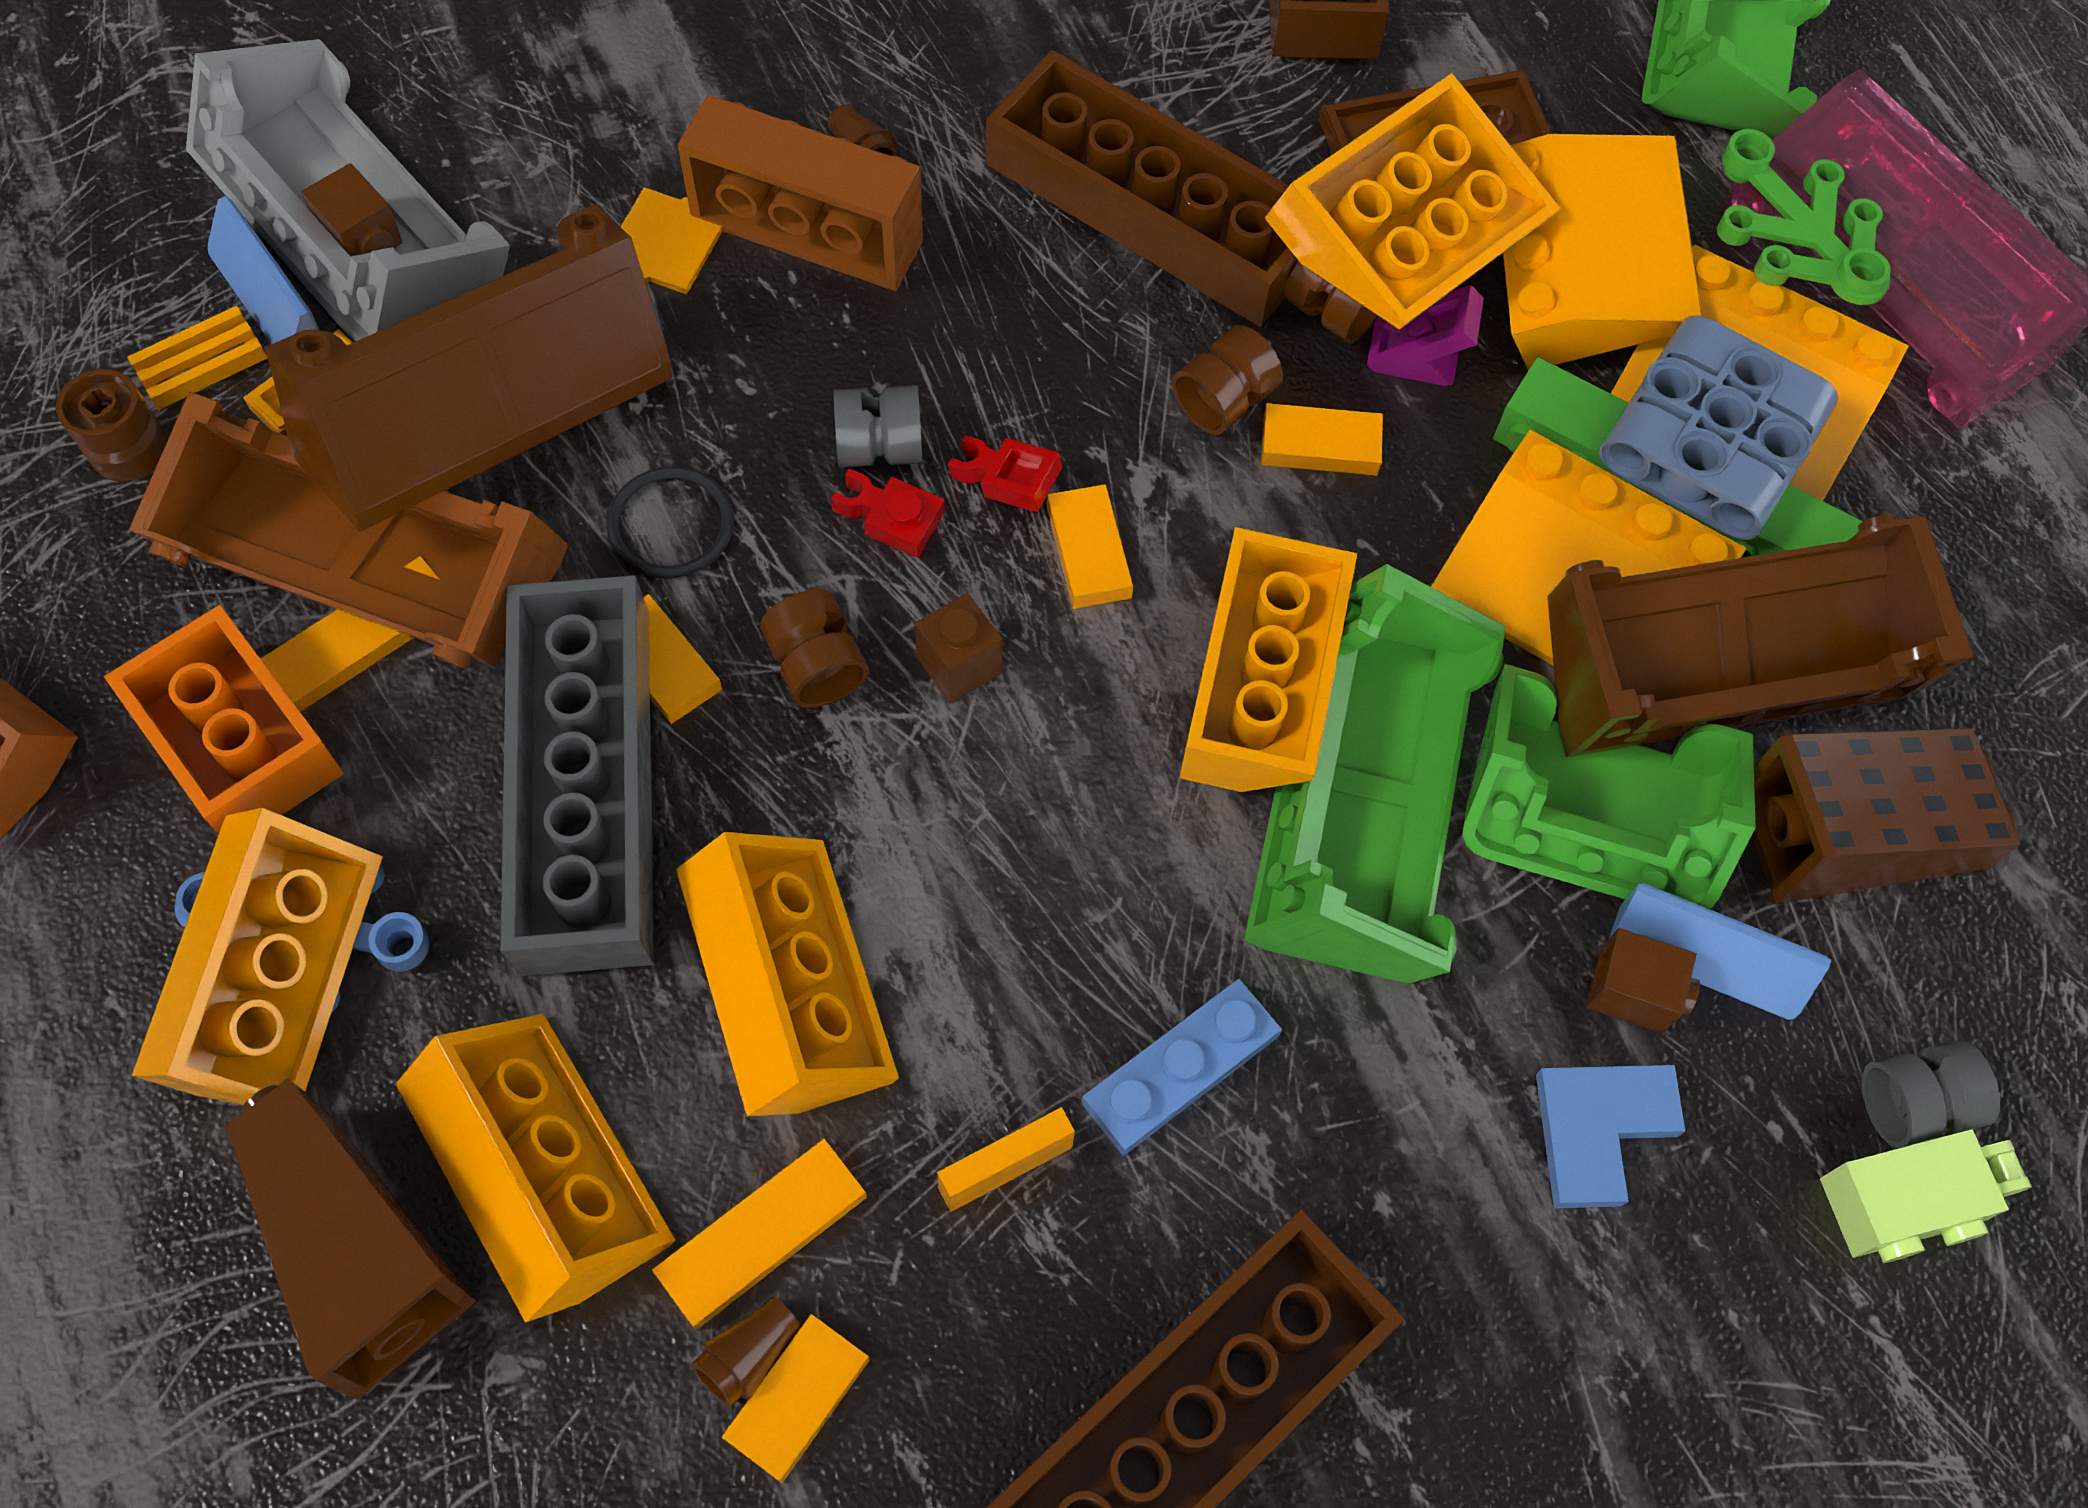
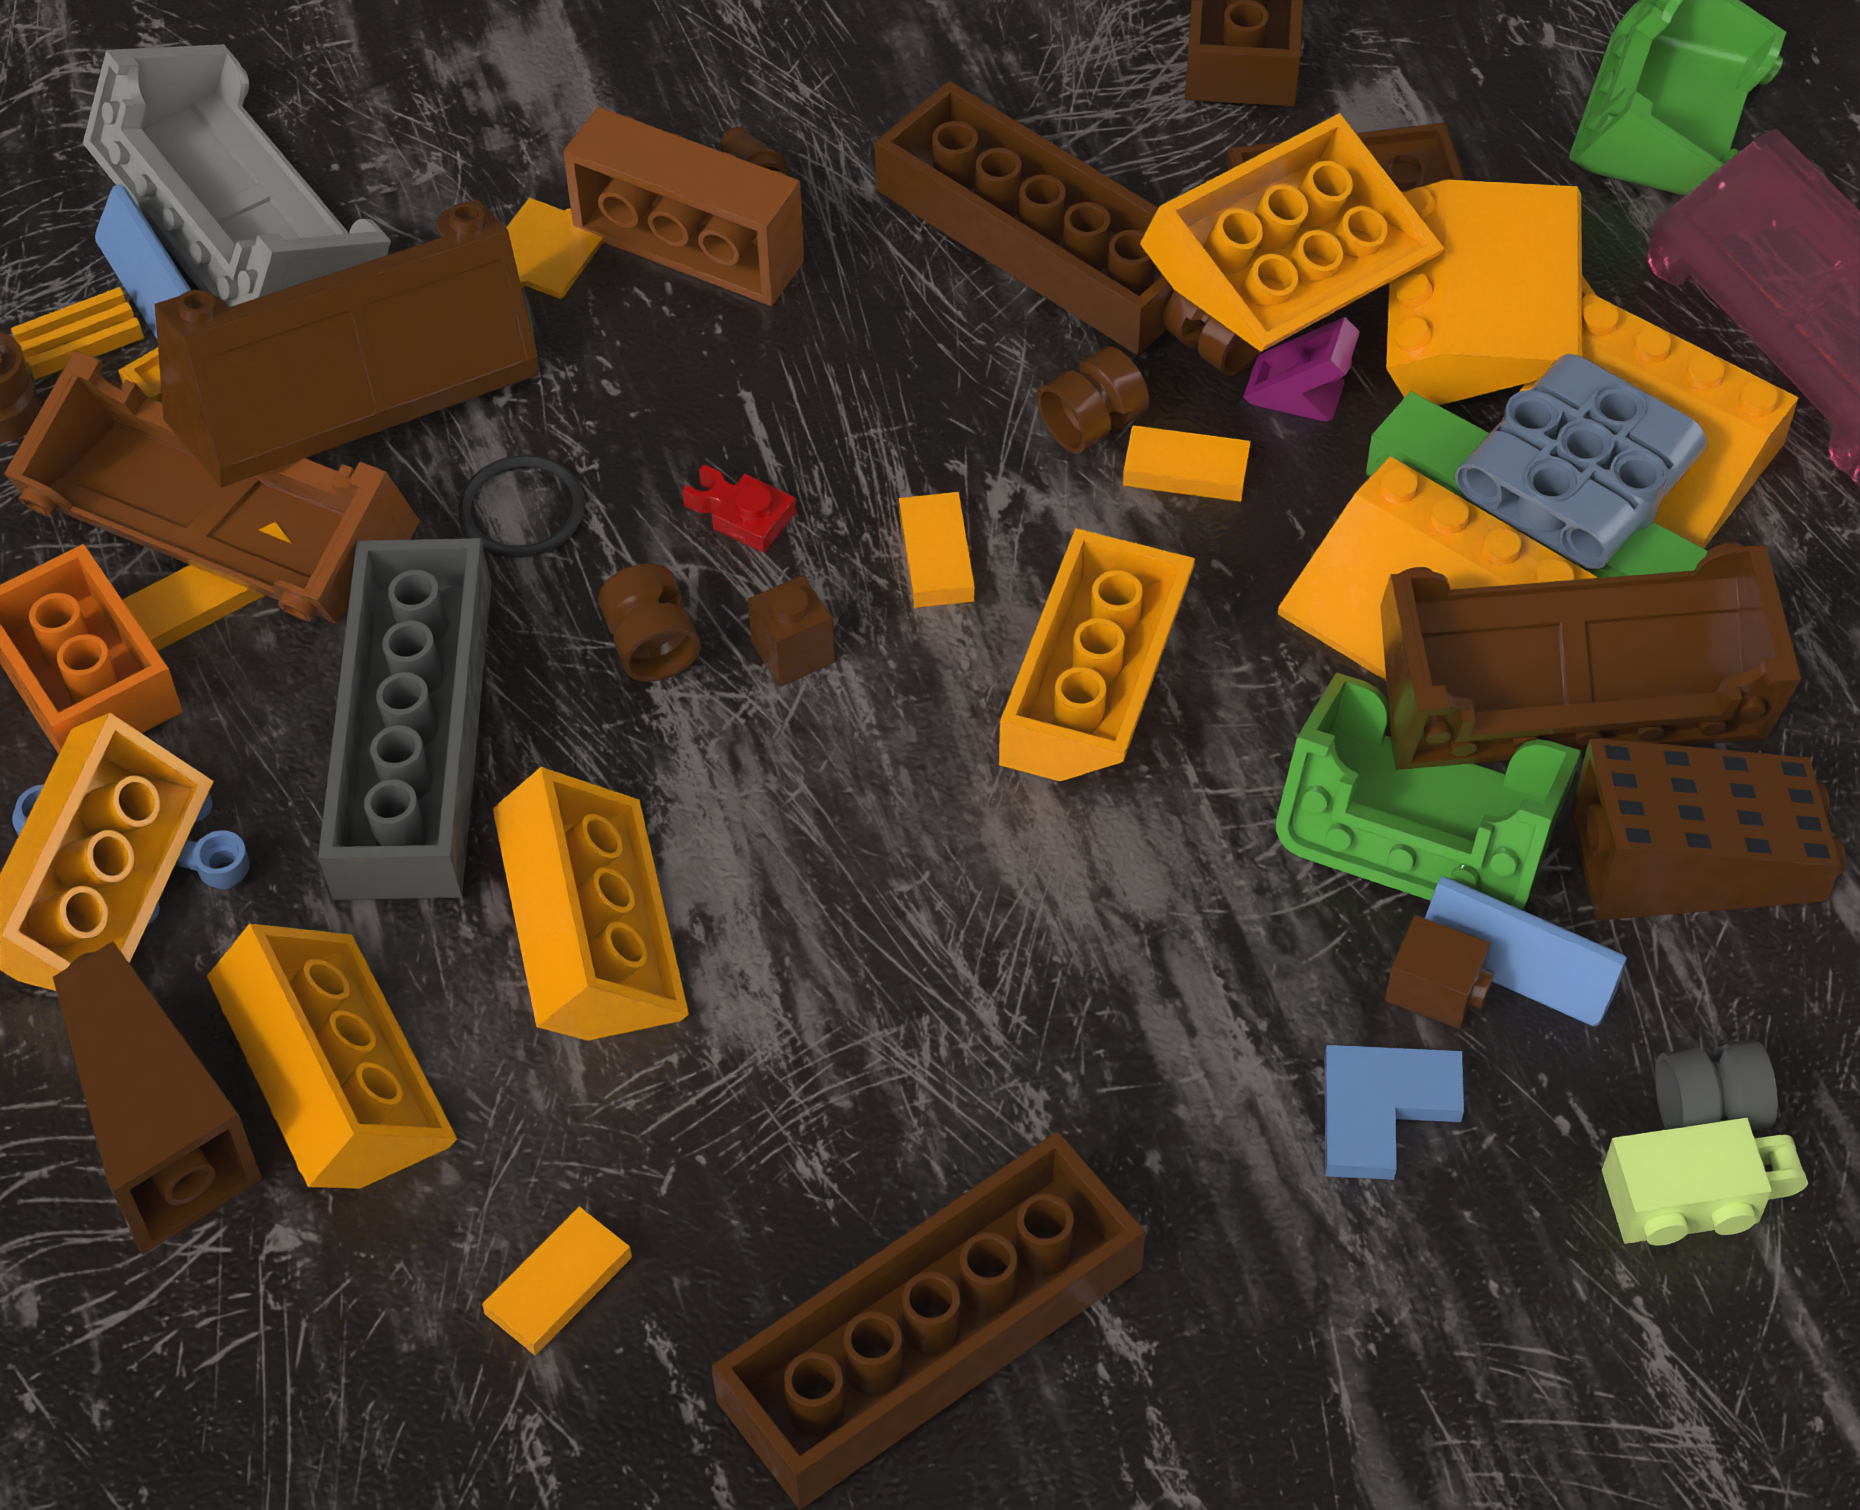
camera: 10 degrees right, 10 degrees down
(353, 212) = (240, 202): reddish brown brick -> none
(676, 671) = (513, 639): light orange tile -> none
(743, 1353) = (510, 1234): reddish brown cone -> none
(759, 1234) = (538, 1137): light orange tile -> none
(877, 426) = (735, 425): dark grey wheel -> none
(1005, 1159) = (782, 1085): light orange tile -> none
(1013, 475) = (867, 479): red plate -> none
(1180, 1067) = (967, 1022): medium blue plate -> none
(1362, 846) = (1184, 812): bright green windscreen -> none
(1854, 273) = (1743, 323): bright green plant -> none

